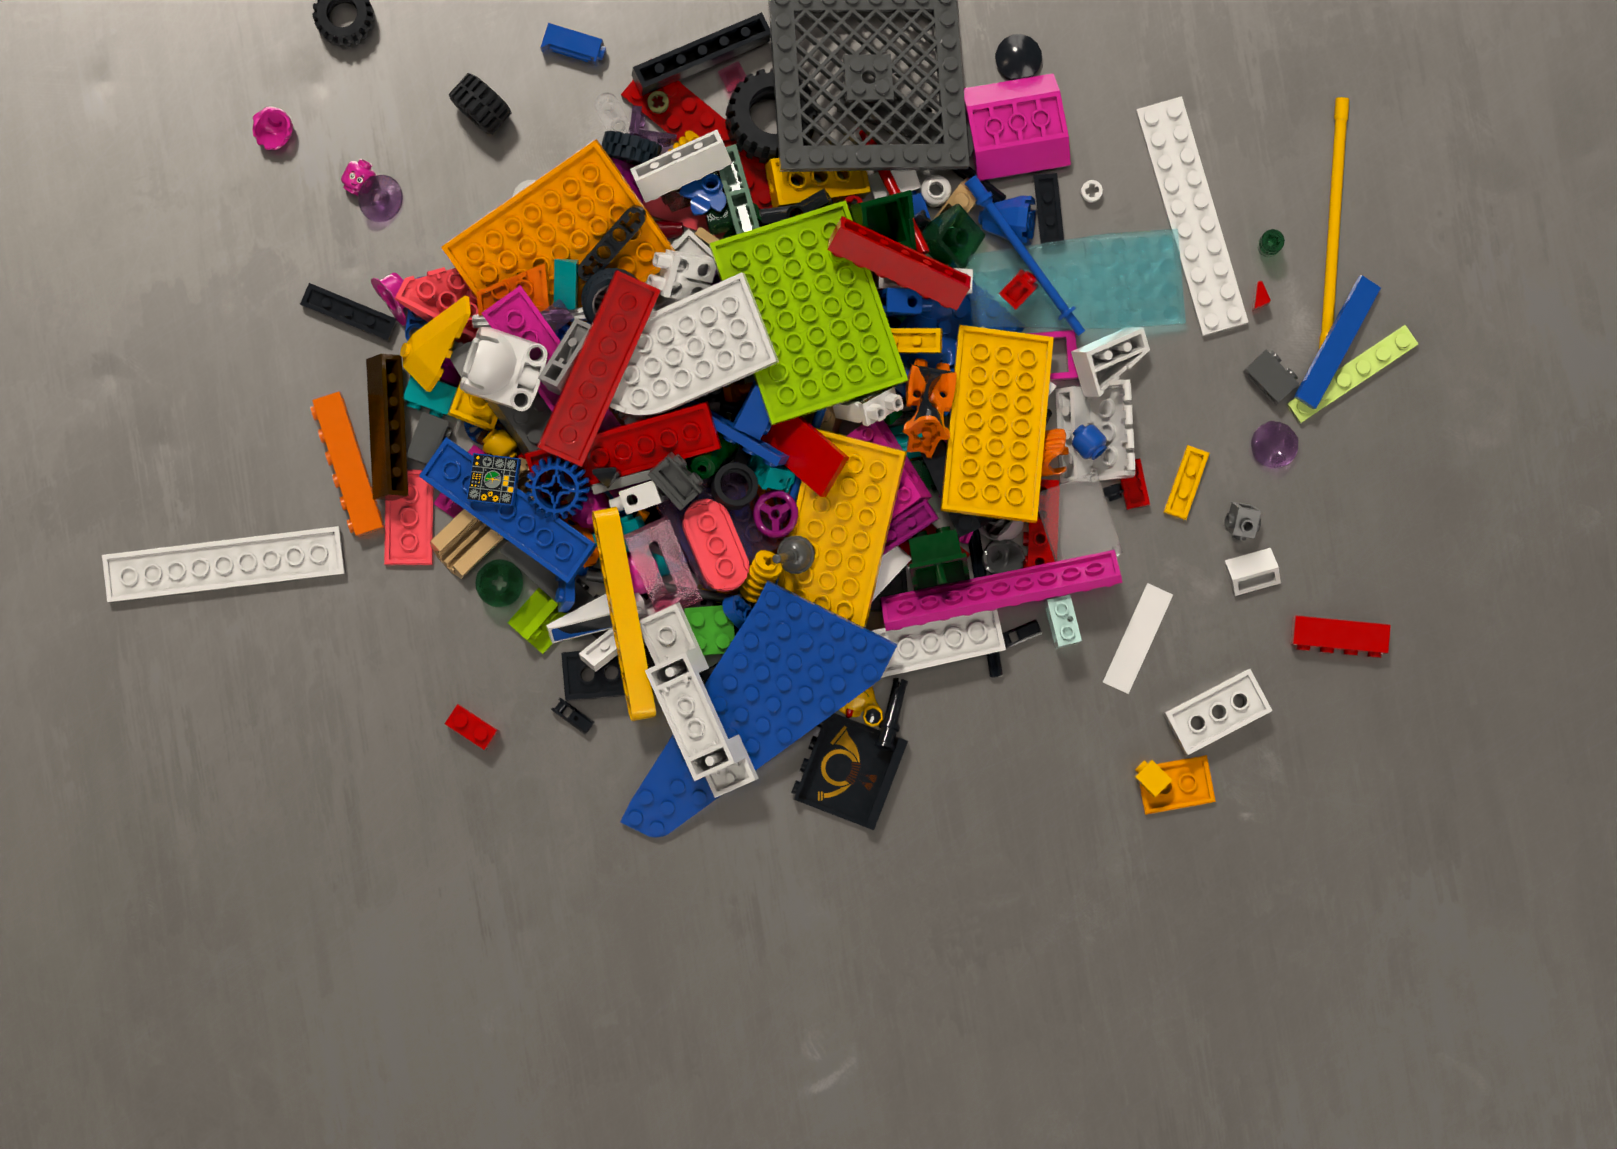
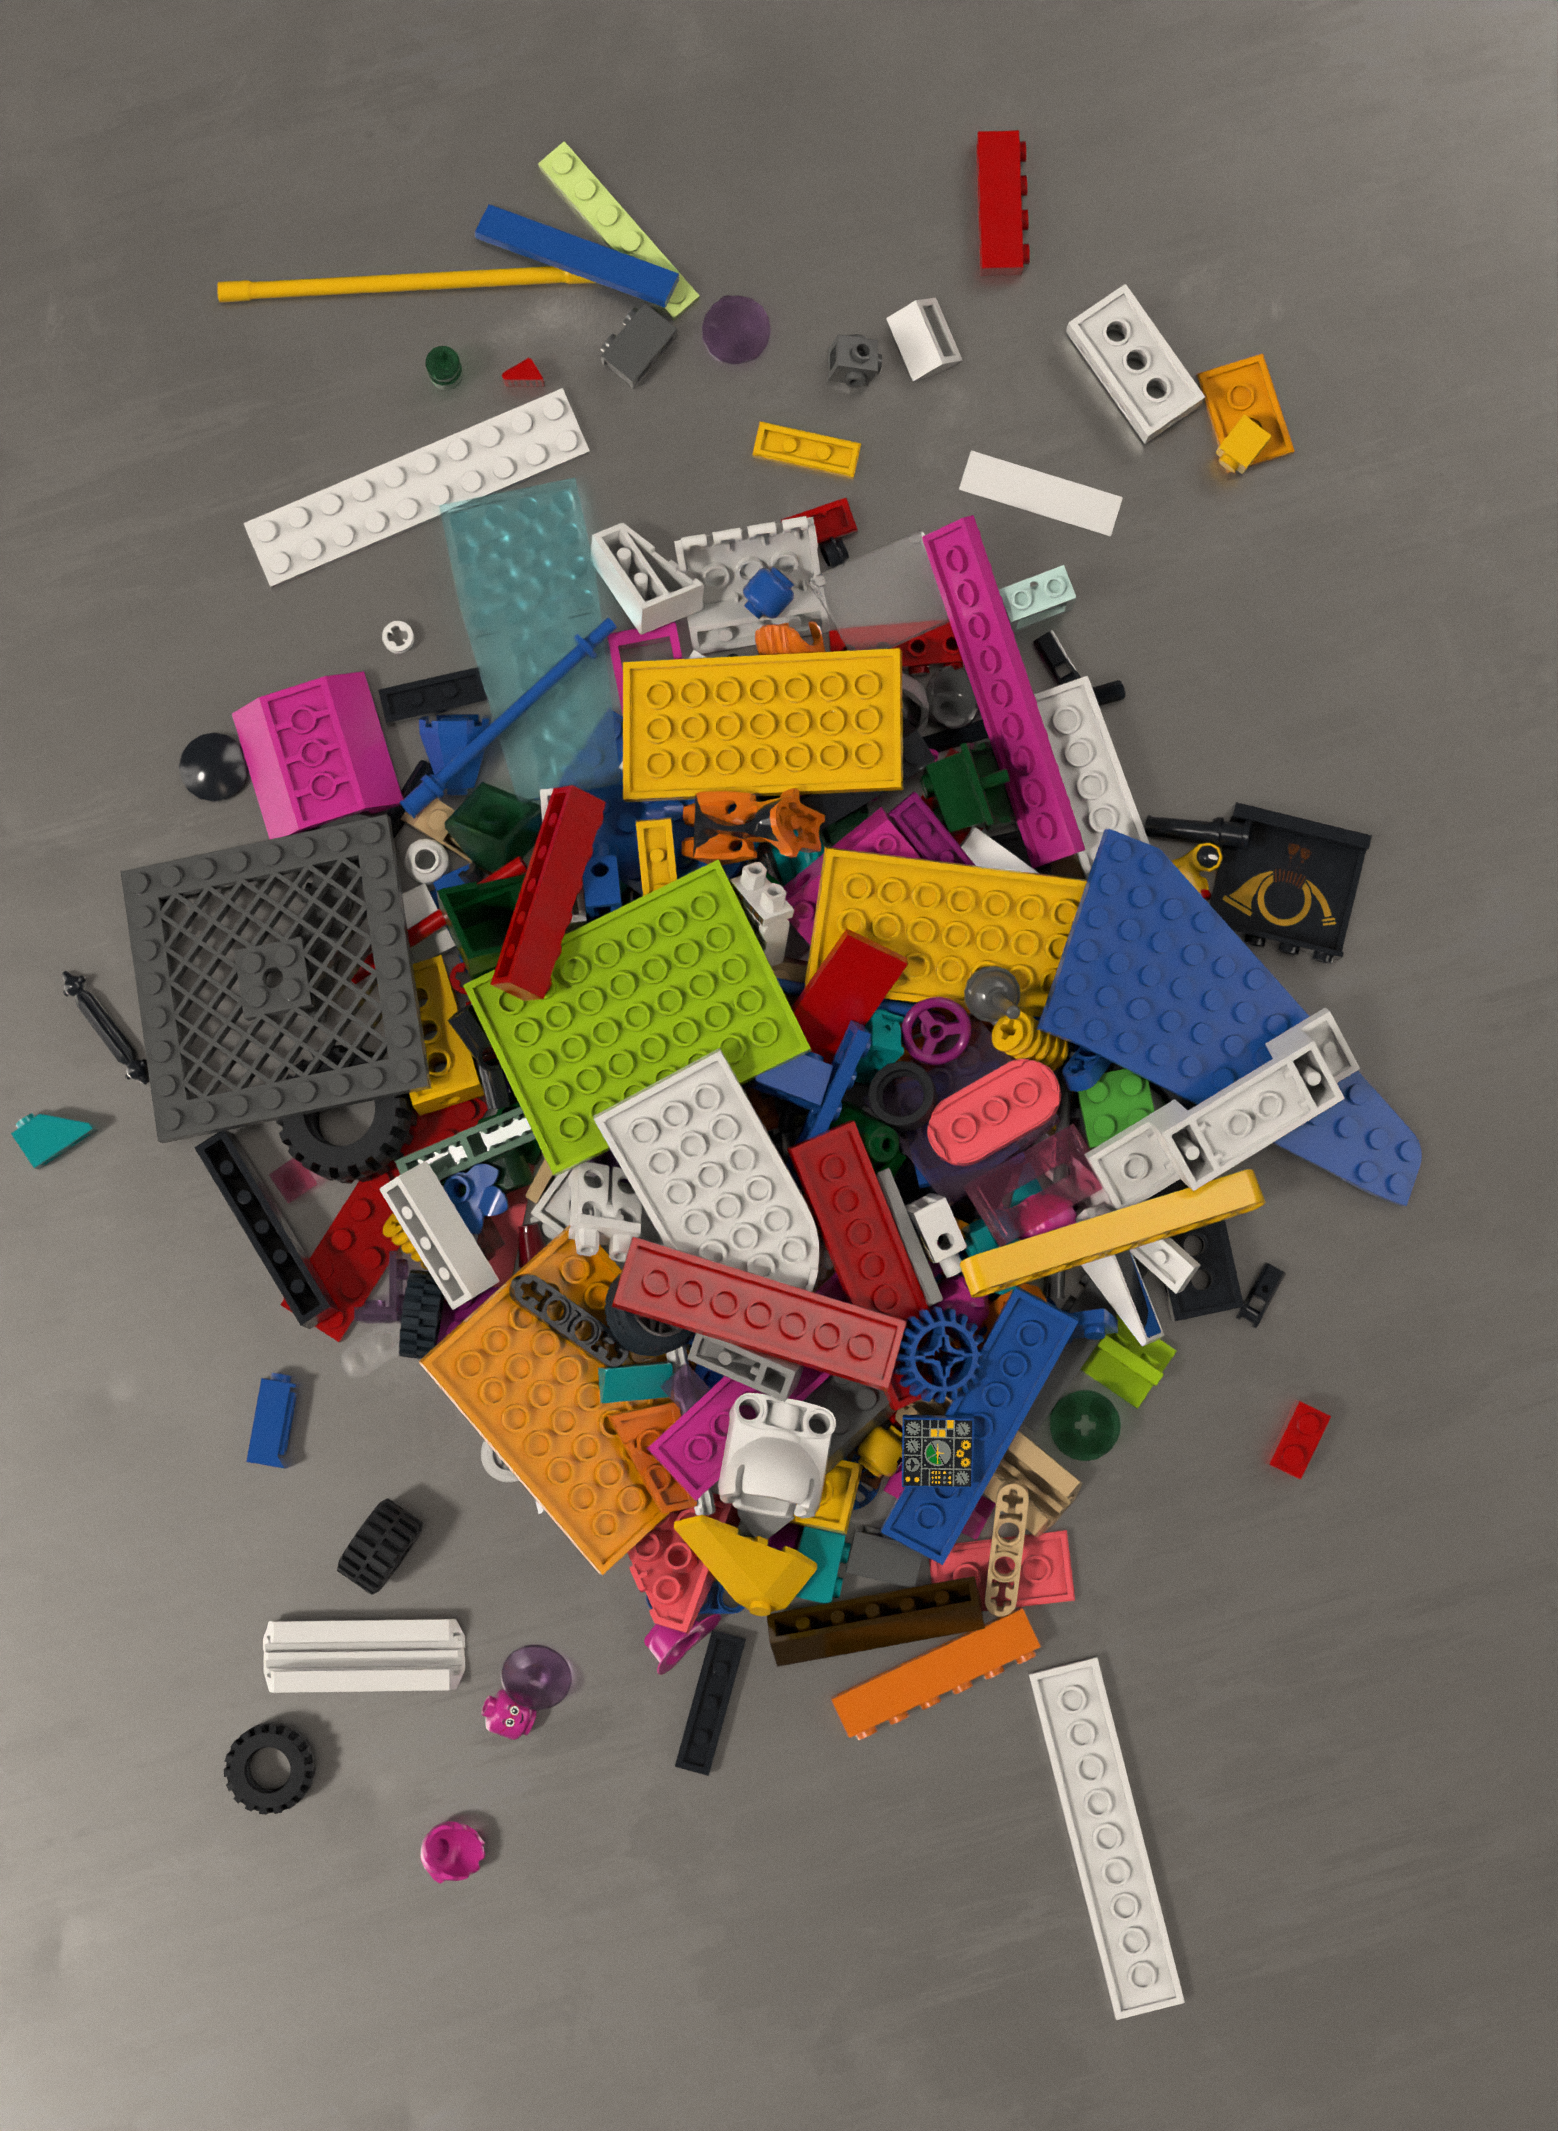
camera: 95 degrees left, 0 degrees up
(409, 86) = (363, 1655): none -> white piece
(425, 518) = (1003, 1547): none -> tan beam
(607, 475) = (914, 1283): black slope -> none
(665, 100) = (348, 1295): olive bush -> none
(676, 480) = (908, 1179): dark grey hinge -> none
(1019, 288) = (558, 719): red bracket -> none

